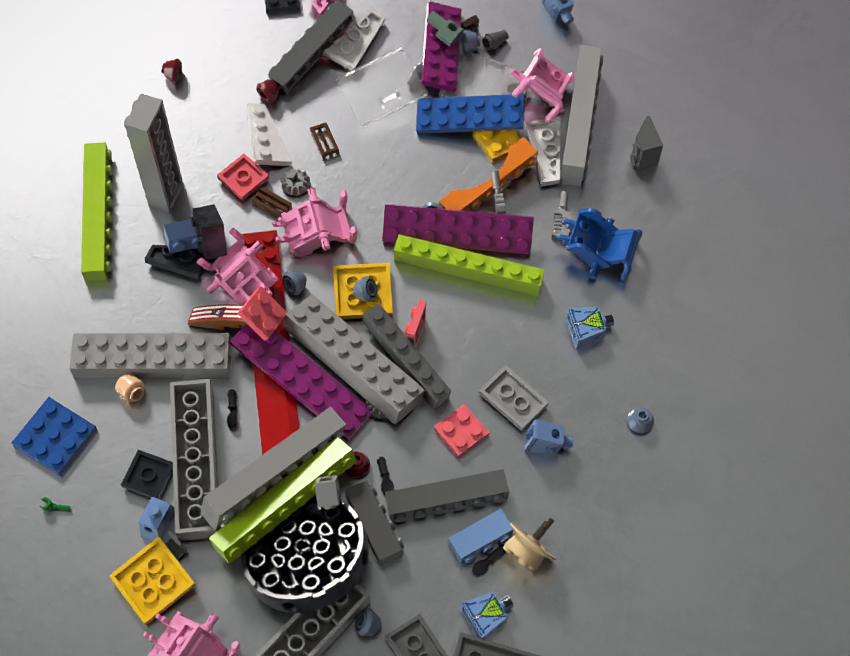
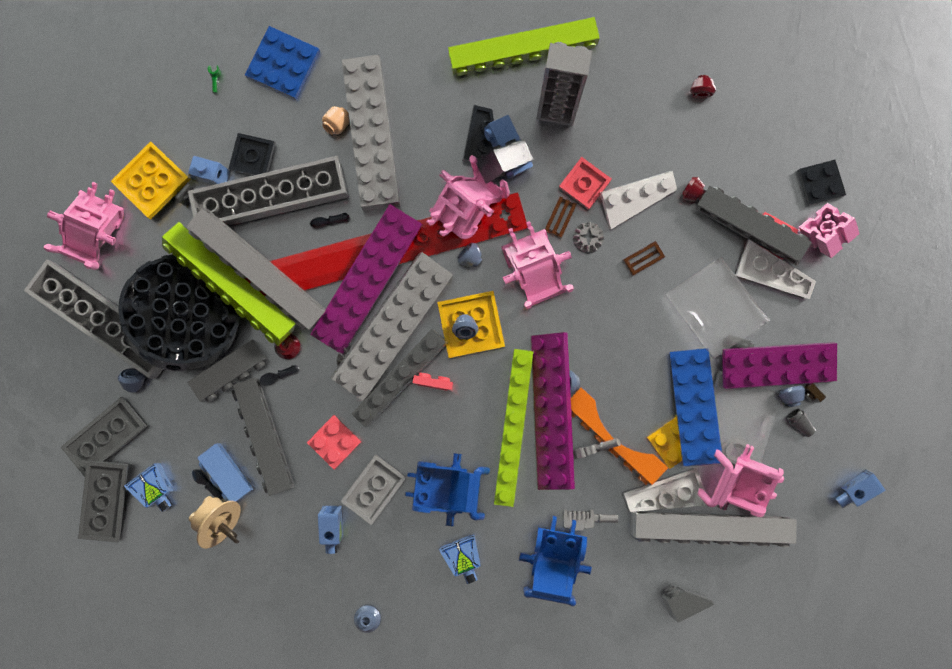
camera: 85 degrees right, 20 degrees up
(216, 316) = (419, 195): slope -> none
(262, 313) = (417, 229): coral plate -> none
(327, 491) = (231, 323): light grey brick -> none
(448, 31) = (799, 363): sand green piece -> none
(521, 325) = (447, 489): none -> blue piece

